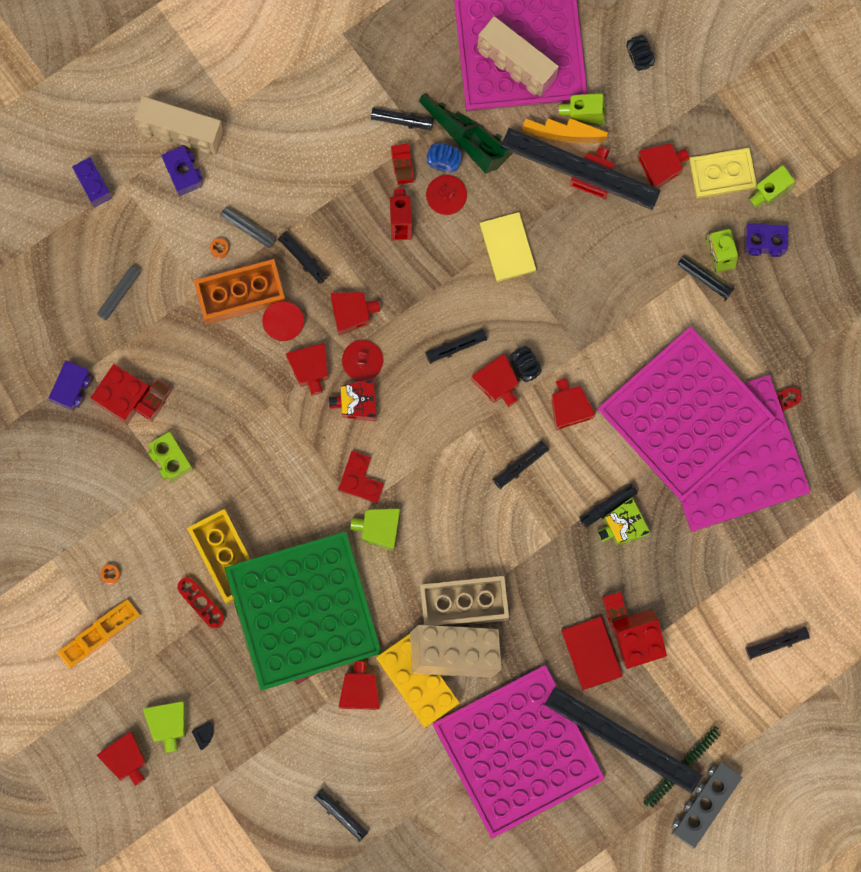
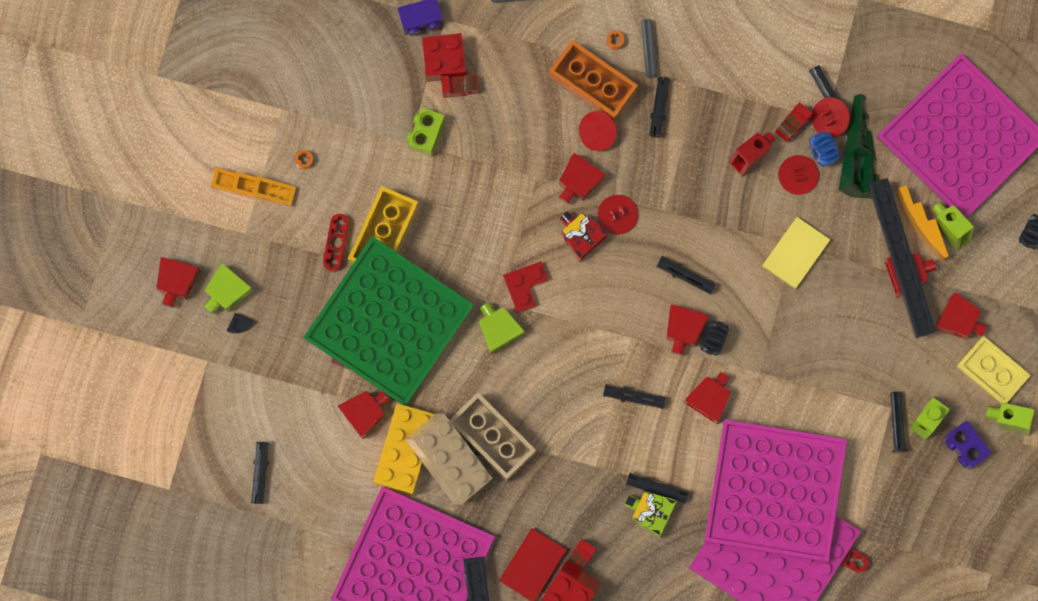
camera: 60 degrees right, 0 degrees up
(352, 311) = (648, 175): red torso -> none
(421, 131) = (831, 116): none -> red piece
(517, 57) = (947, 140): tan brick -> none

